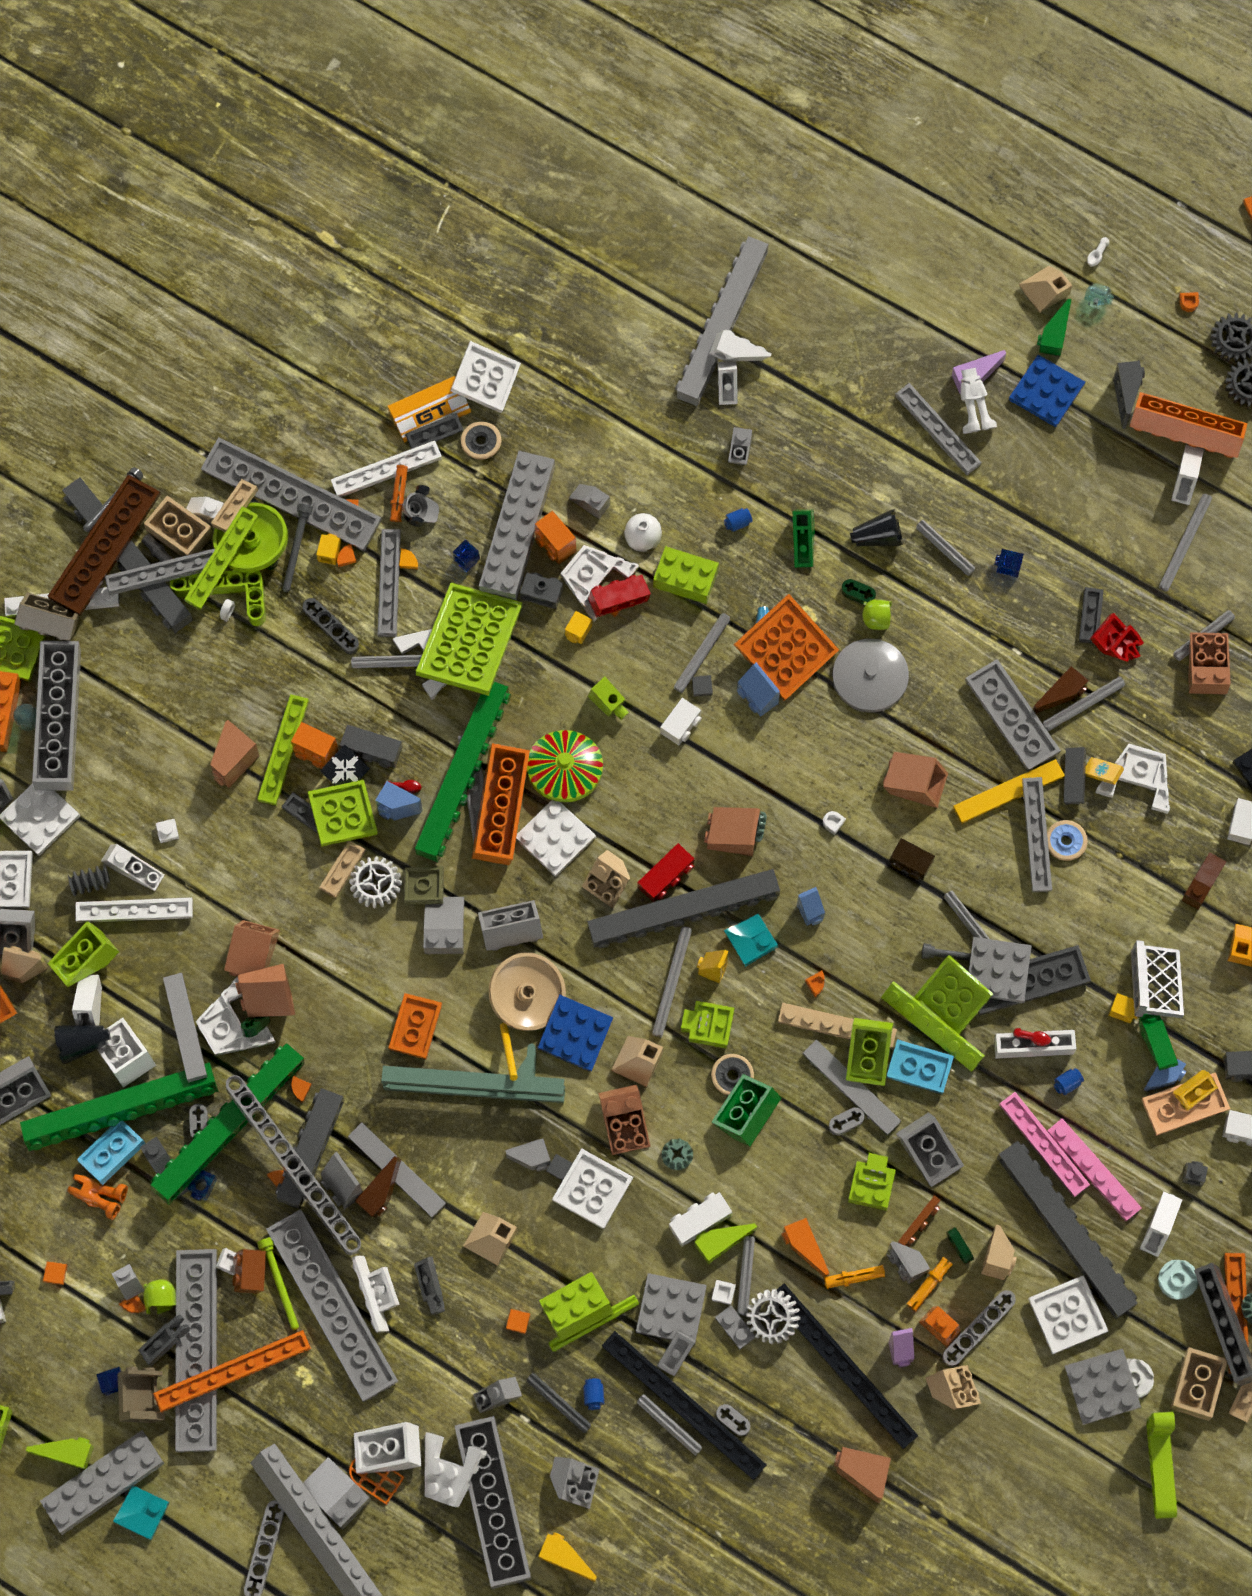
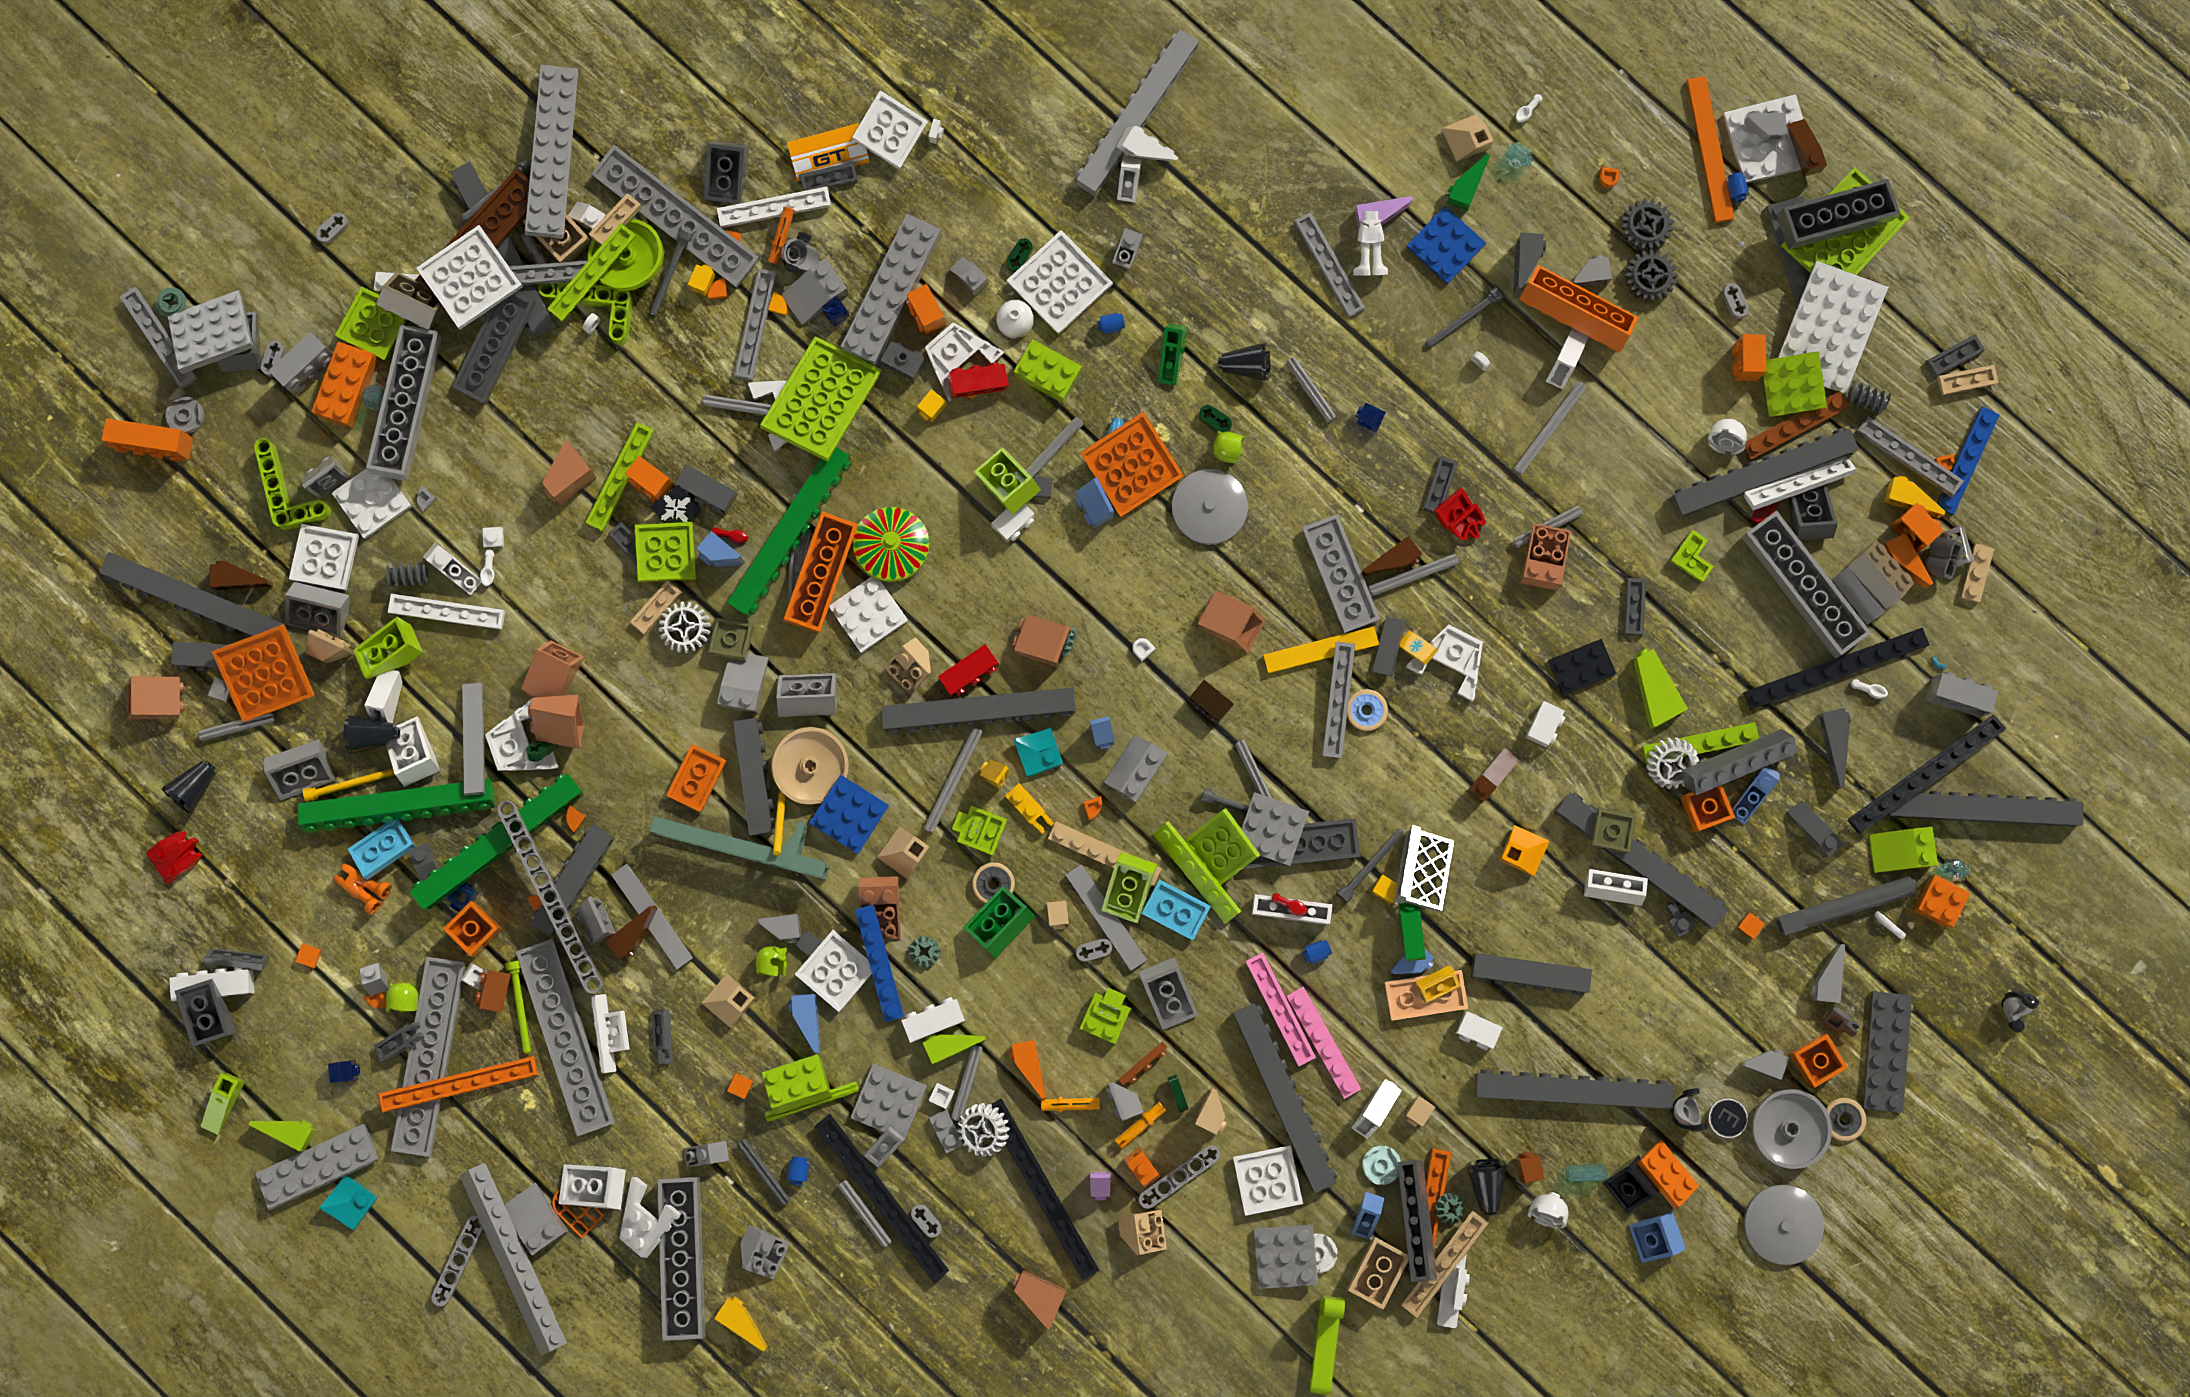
camera: 10 degrees right, 10 degrees up
(31, 1112) = (311, 794): none -> yellow piece
(92, 806) = (424, 499): none -> light grey tile
(102, 583) = (469, 277): none -> white plate
(135, 645) = (493, 347): none -> dark grey plate
(137, 1397) = (361, 1091): dark tan panel -> none
(160, 453) = (551, 152): none -> light grey plate
(168, 867) = (487, 572): none -> white piece
(194, 1120) = (466, 831): light grey beam -> none
(218, 1213) = (472, 929): none -> orange brick
(330, 626) = (690, 358): dark grey beam -> none
(332, 444) = (725, 171): none -> dark grey slope
(440, 539) = (813, 291): none -> light grey slope
(472, 1014) = (753, 777): none -> dark grey brick
(483, 451) = (877, 183): wheel -> none
(526, 1190) = (771, 961): none -> lime helmet
(531, 371) = (936, 131): none -> white plate
(571, 1238) = (806, 1015): none -> medium blue slope
(605, 692) = (943, 477): lime torso -> none
(635, 1171) = (879, 963): none -> blue plate
(638, 474) = (1023, 258): none -> dark green beam
(668, 683) = (1007, 480): none -> lime brick
(679, 490) = (1059, 282): none -> white plate
(752, 994) = (1028, 807): none -> yellow hinge
(803, 1092) = (1058, 914): none -> tan brick
(851, 937) = (1136, 768): none -> light grey slope
(1084, 1020) = (1347, 891): none -> dark grey piece
(1104, 429) = (1493, 297): none -> dark grey piece
(1104, 491) = (1480, 360): none -> white tile
(1175, 1331) = (1367, 1215): none -> medium blue slope
(1195, 1173) = (1420, 1065): dark grey brick -> none
(1196, 390) = (1595, 272): none -> light grey slope
(1204, 1218) = (1419, 1112): none -> tan brick

